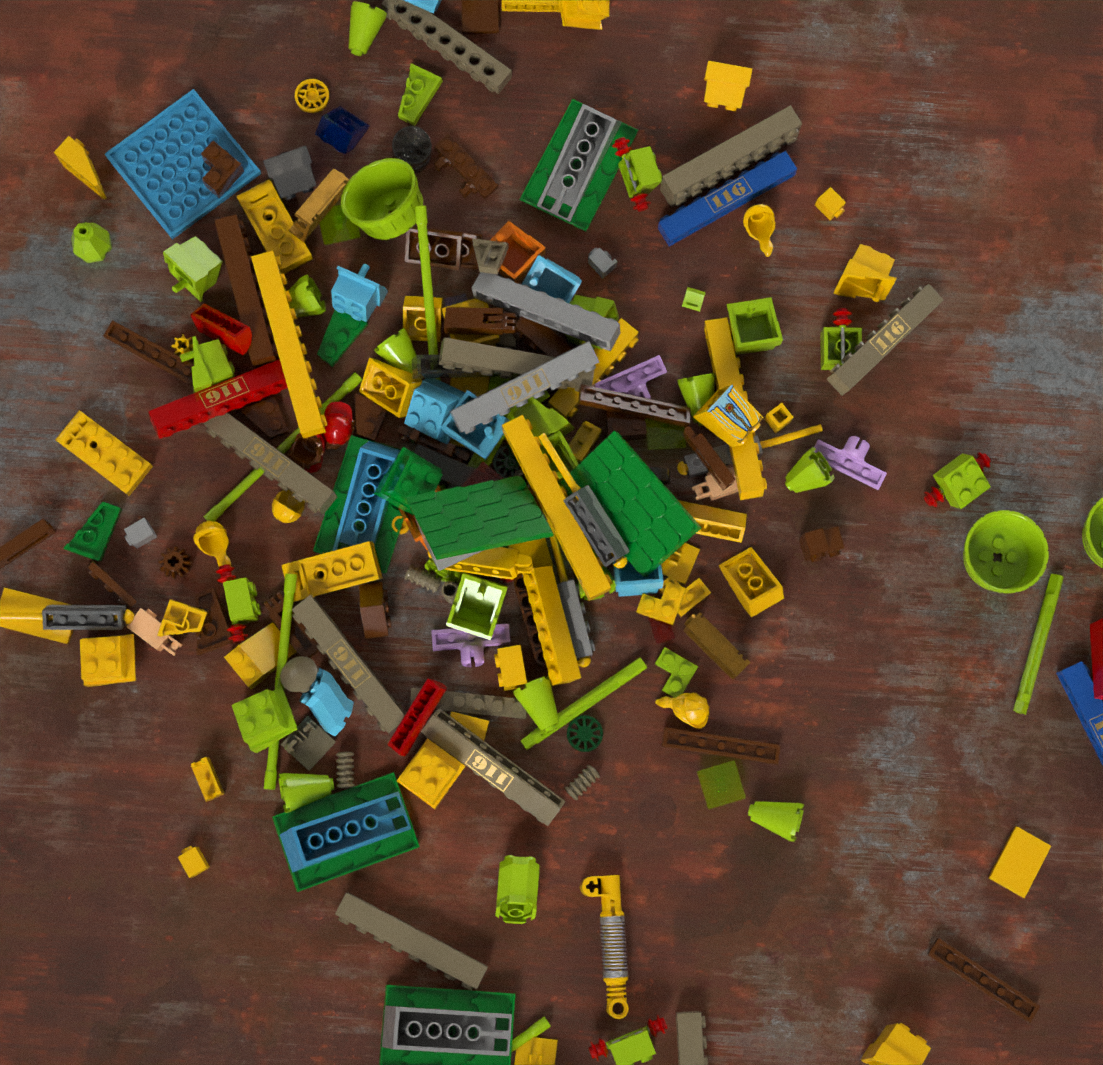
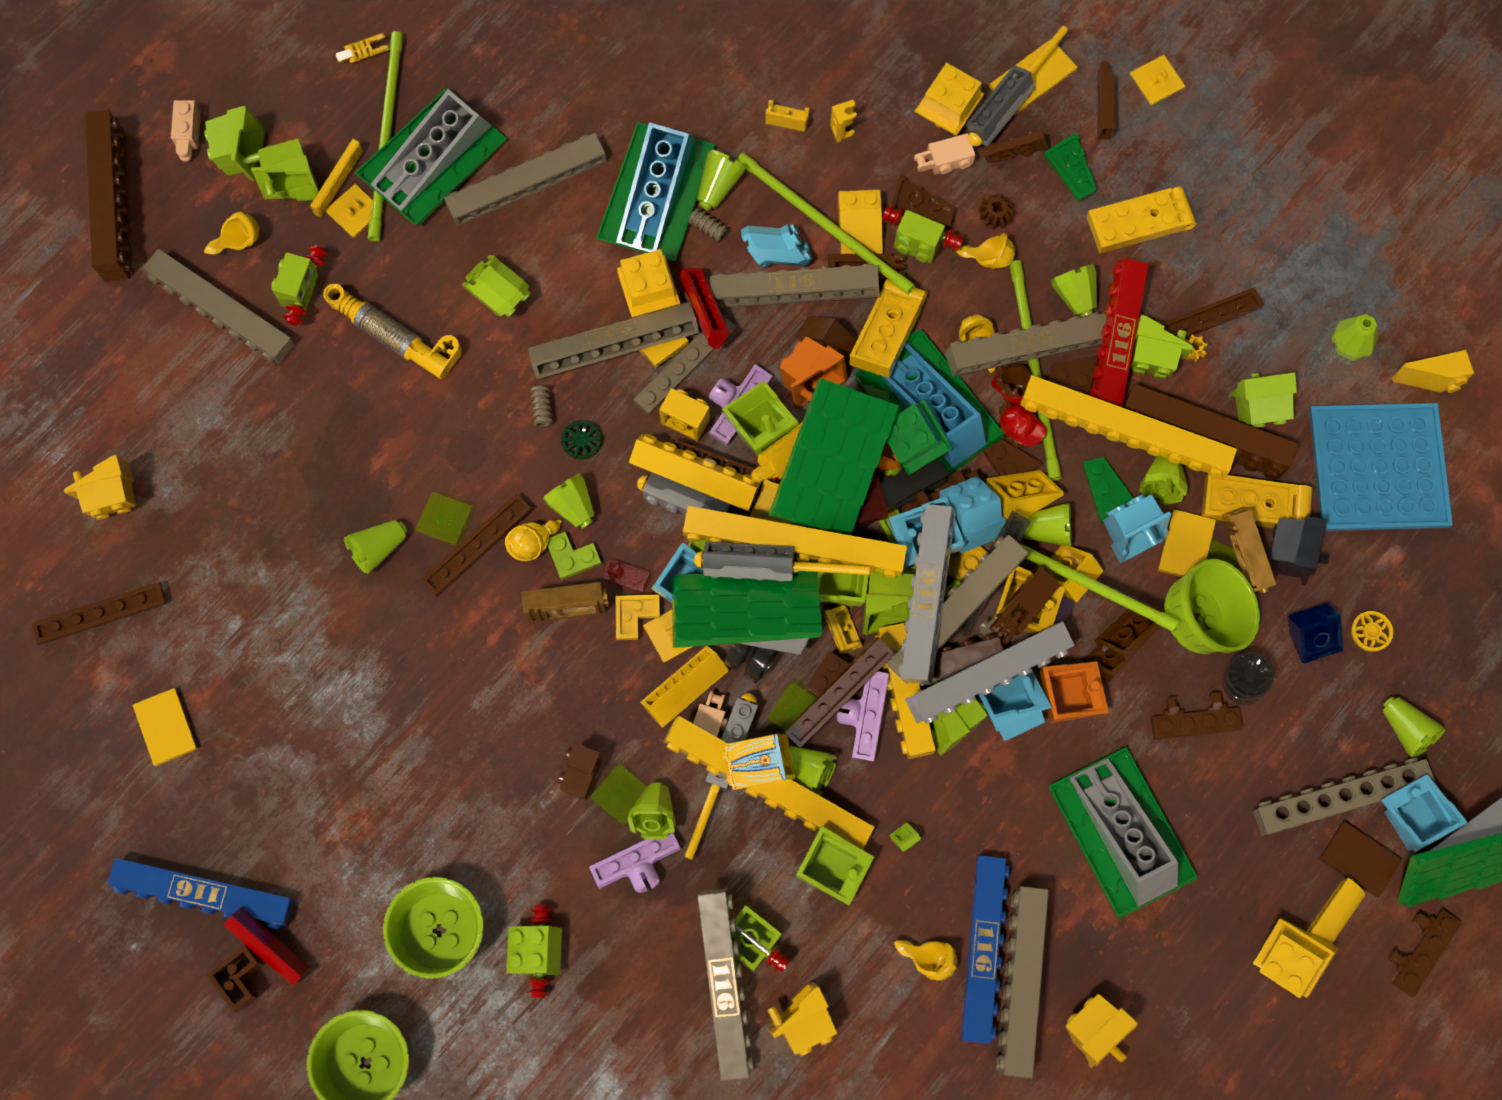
camera: 130 degrees right, 5 degrees down
(139, 533) = (1044, 200): light grey brick -> none
(181, 619) = (940, 180): yellow slope -> none
(186, 729) = (842, 116): none -> yellow hinge
(193, 861) = (727, 60): yellow brick -> none
(197, 458) = (1078, 289): none -> lime cone
(222, 327) = (1185, 383): red brick -> none
(223, 171) = (1344, 492): reddish brown brick -> none
(264, 718) = (801, 183): lime piece -> none
(299, 674) = (816, 236): dark tan dish -> none
(308, 743) = (754, 210): dark tan hinge -> none
(345, 250) = (1186, 542): none -> yellow tile
(409, 602) = (808, 365): none -> orange piece
(419, 91) = (1305, 733): lime wing -> none
(445, 588) = (795, 407): dark tan piece -> none
(489, 255) = (1083, 662): dark tan wing -> none
(539, 703) = (634, 413): lime cone -> none
(588, 701) = (607, 459): lime piece -> none
(601, 262) = (1006, 777): light grey brick -> none
(638, 172) = (1071, 876): lime brick -> none
(638, 701) = (572, 501): none -> lime cone
(664, 608) = (633, 584): yellow plate -> none
(709, 458) = (736, 719): reddish brown hinge -> none
(752, 582) = (597, 682): yellow slope -> none
(778, 418) = (727, 824): yellow brick -> none
(812, 509) = (619, 793): none -> clear neon green piece
(830, 204) = (902, 1049): yellow brick -> none
(1038, 643) = (332, 903): lime piece -> none

